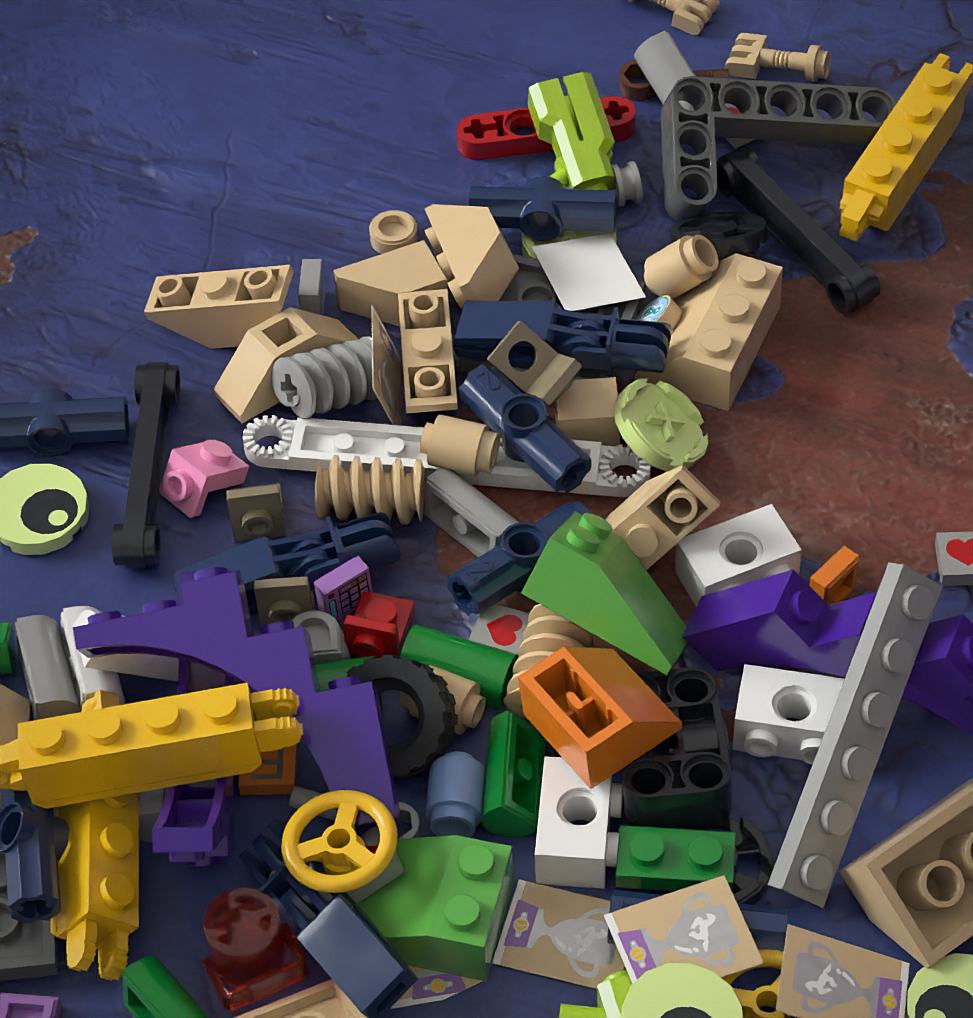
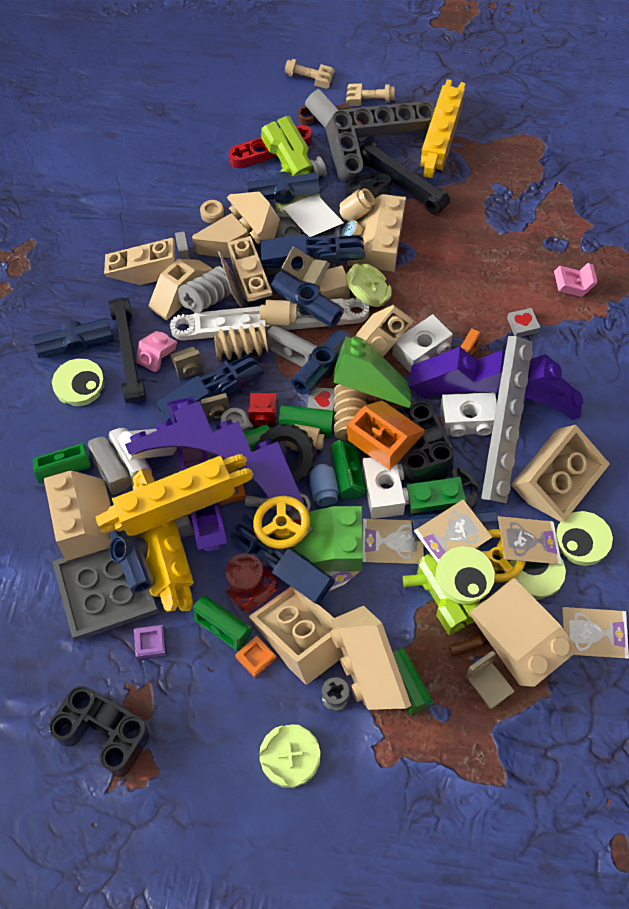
camera: 15 degrees left, 10 degrees up
(342, 588) = (241, 394): medium lavender tile -> none

